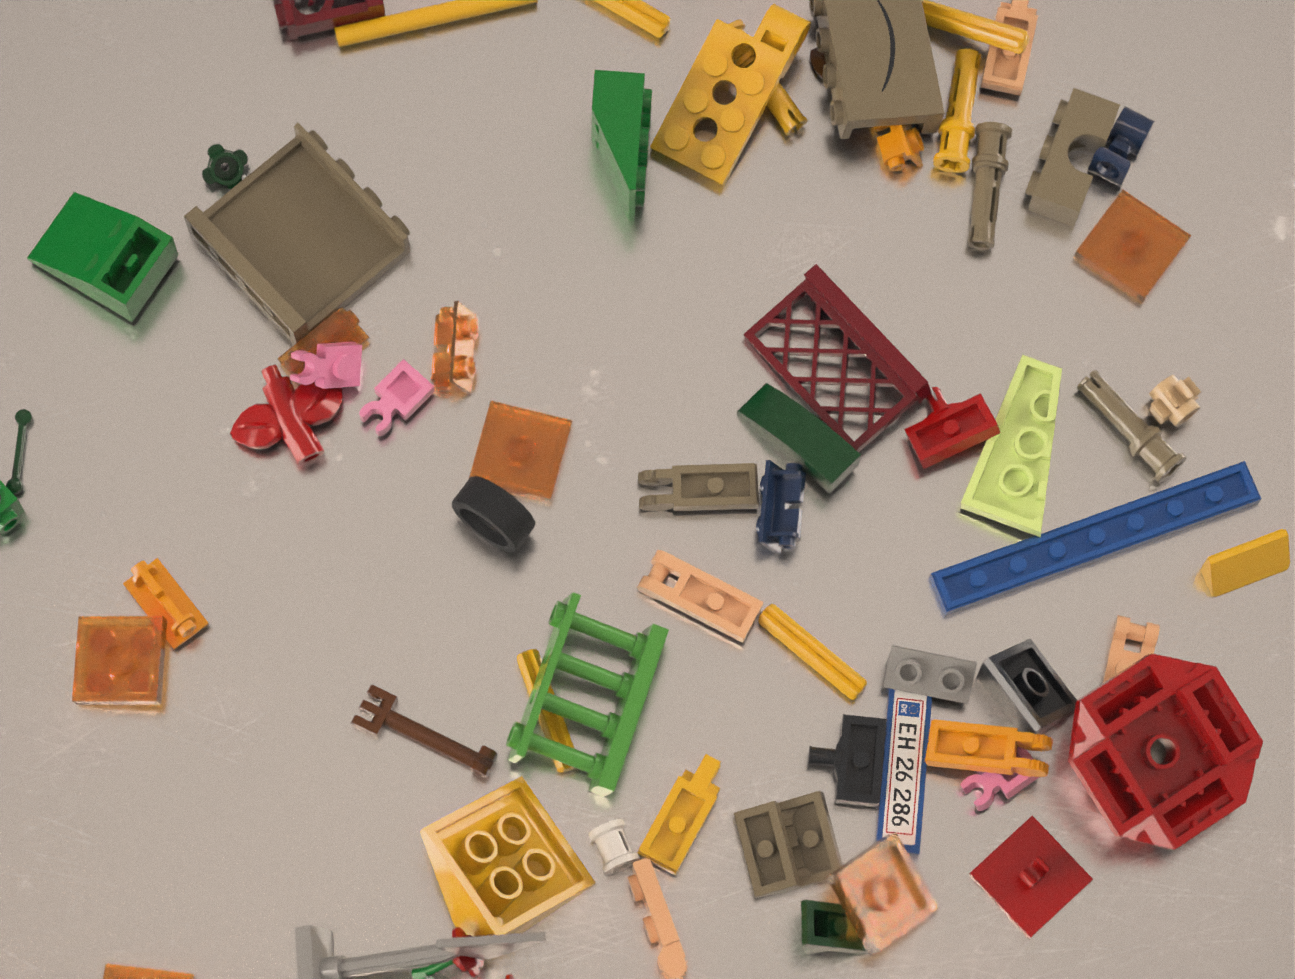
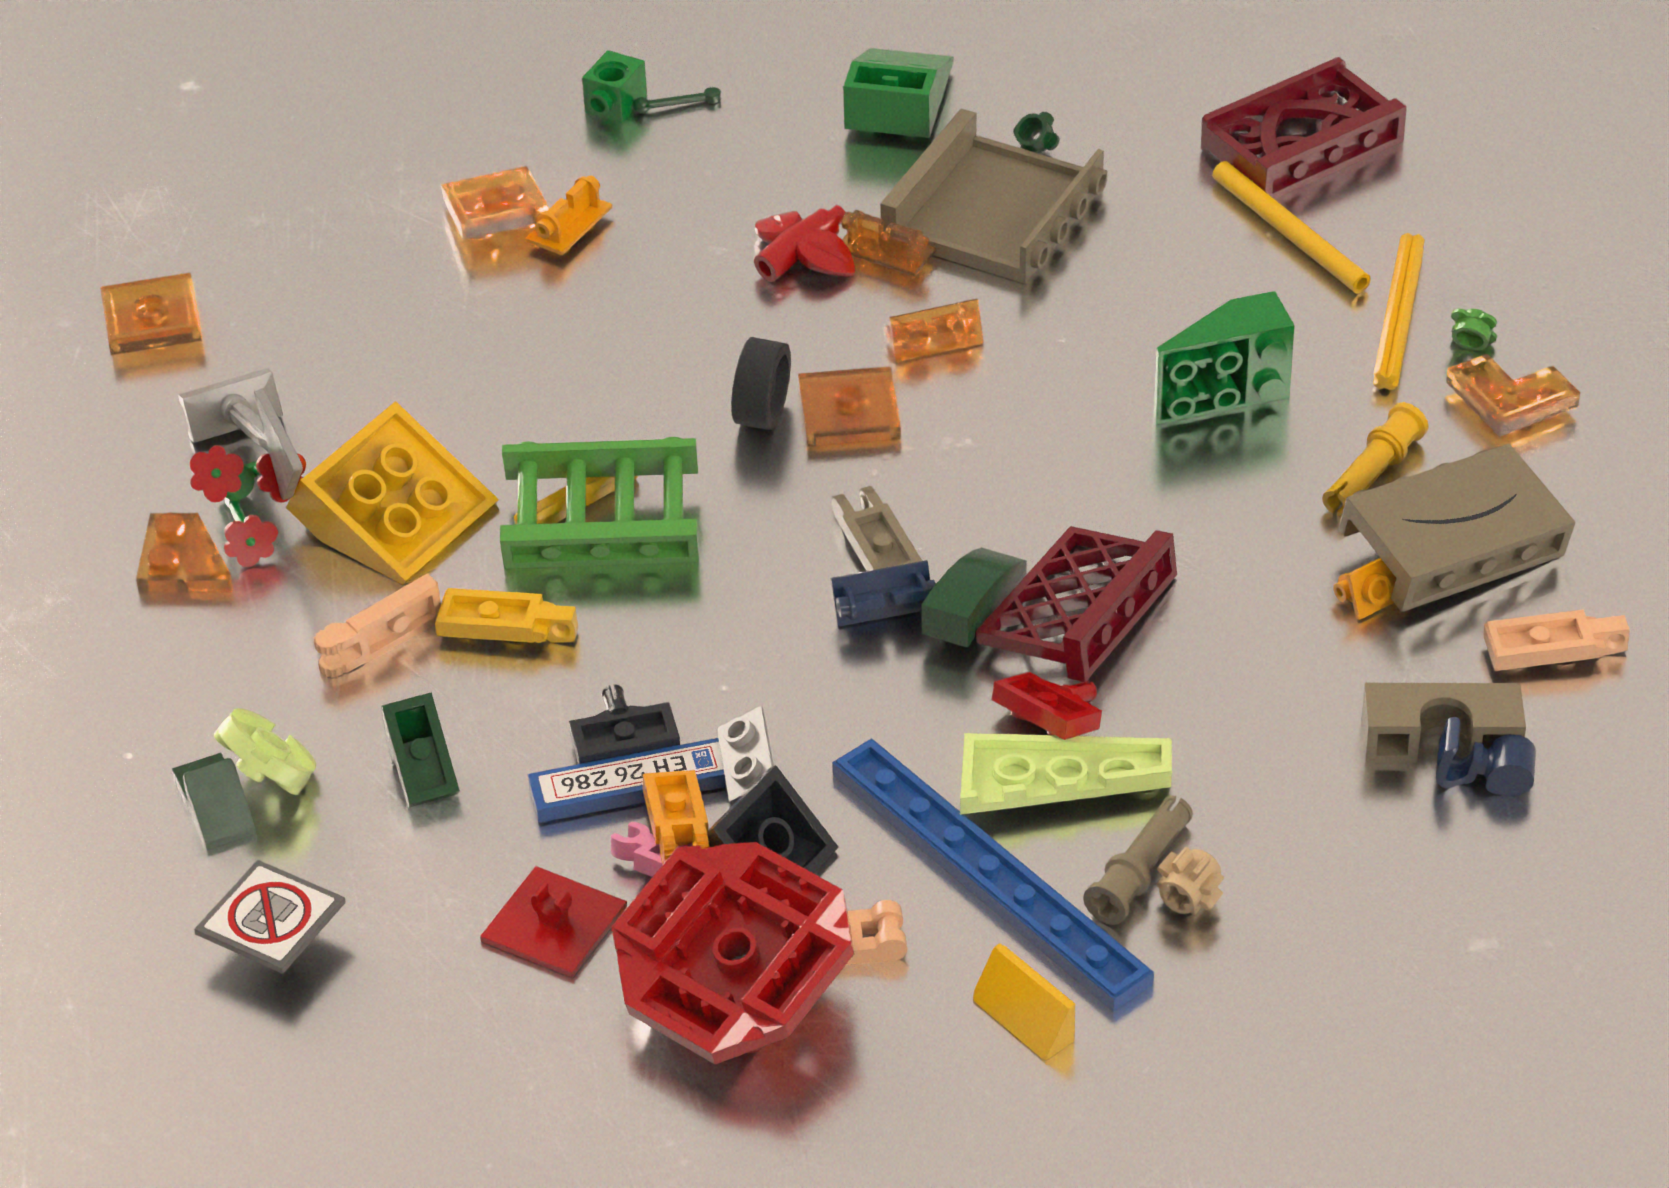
camera: 75 degrees right, 30 degrees down
(333, 367) = (865, 245): bright pink plate -> none
(383, 715) = (518, 394): reddish brown hinge -> none
(400, 393) = (862, 306): bright pink plate -> none
(613, 846) = (451, 563): white bush -> none
(701, 596) = (754, 570): light nougat plate -> none
(775, 46) = (1403, 439): yellow hinge -> none
(788, 844) = (506, 711): dark tan slope -> none
(812, 651) = (734, 672): yellow axle -> none
(882, 893) = (472, 775): clear orange plate -> none
(957, 128) = (1416, 622): yellow pin -> none
(975, 27) = (1543, 593): yellow axle -> none
(989, 169) = (1387, 661): dark tan pin -> none
(1132, 245) = (1369, 810): clear orange plate -> none

